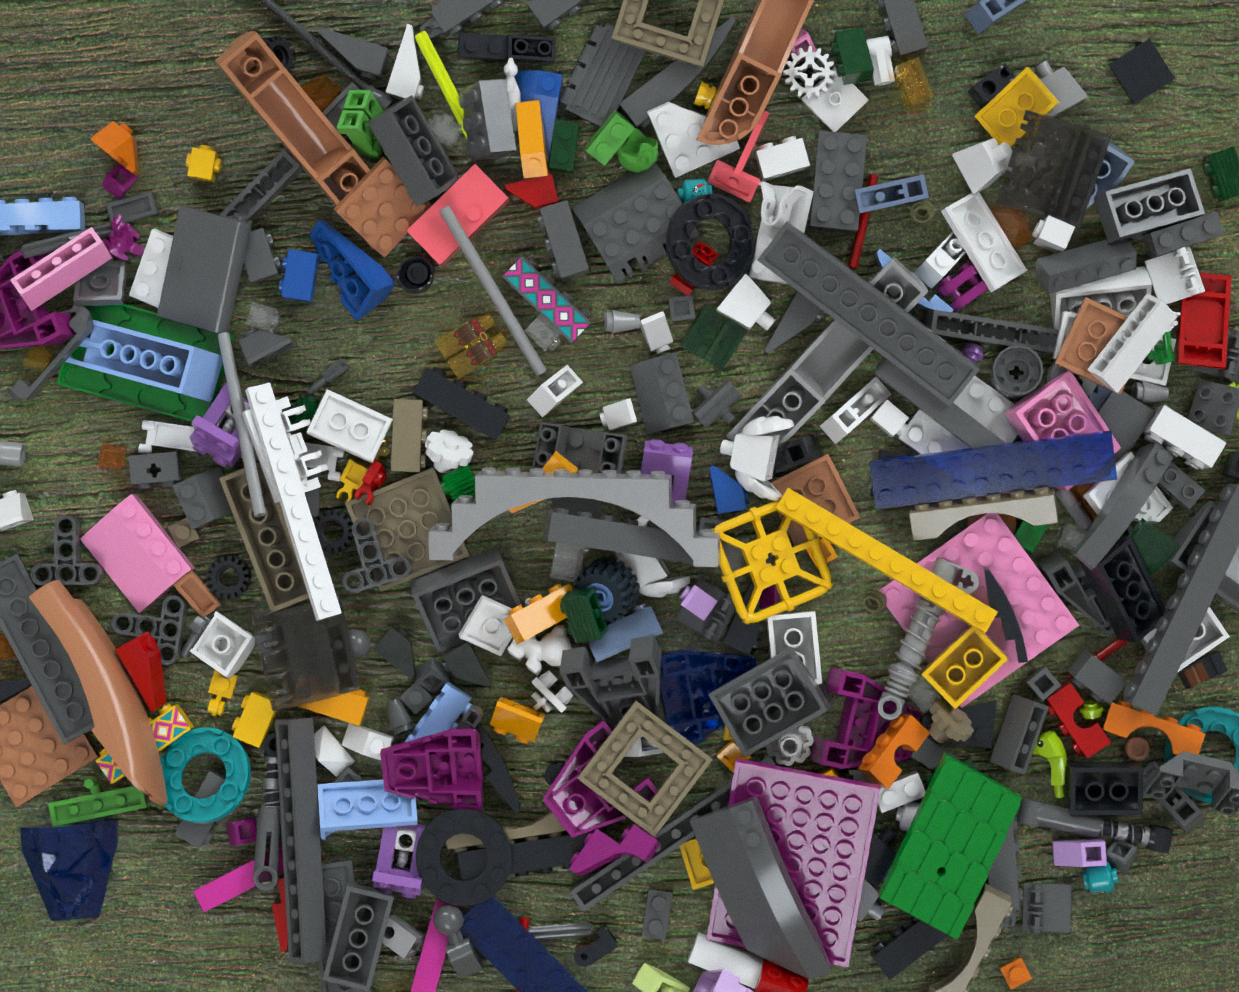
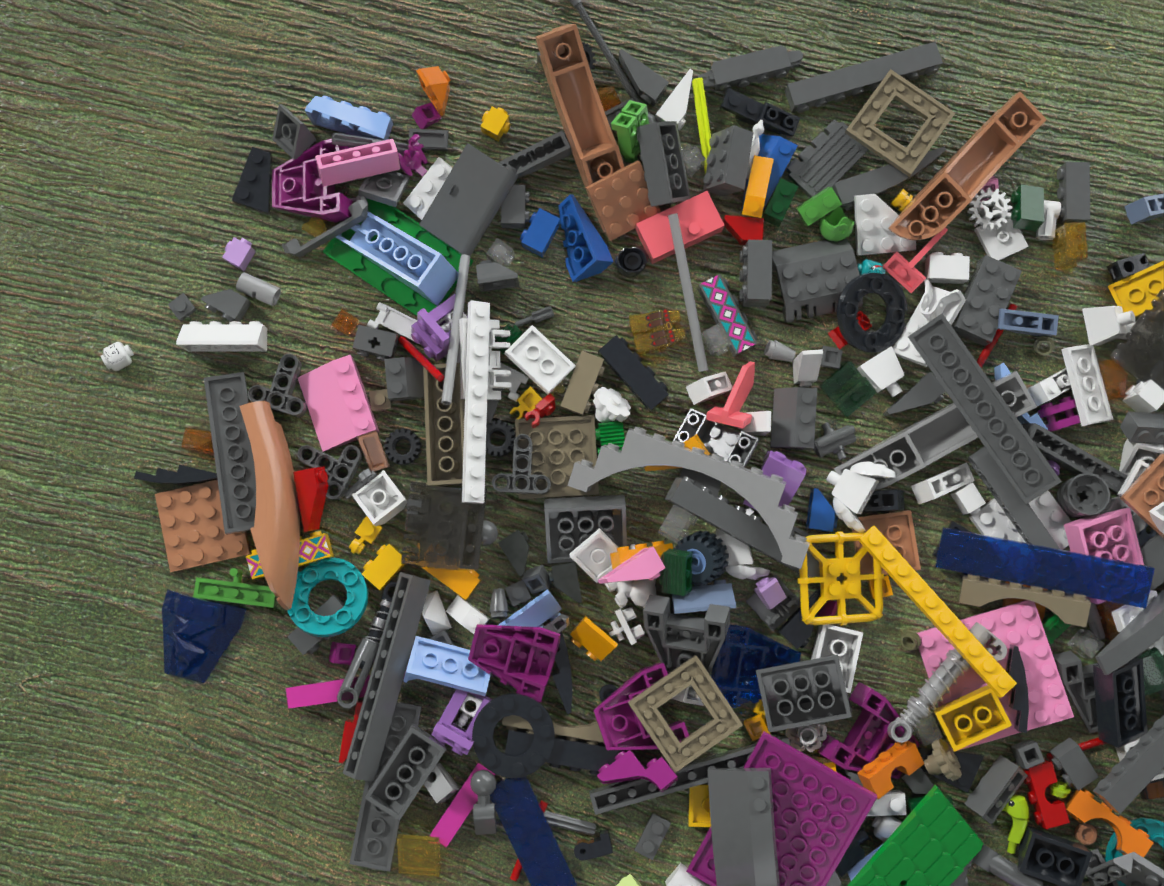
camera: 20 degrees right, 5 degrees down
(214, 471) = (421, 359): none -> red bar
(541, 623) = (641, 566): none -> bright pink slope
(586, 413) = (730, 413): none -> coral piece

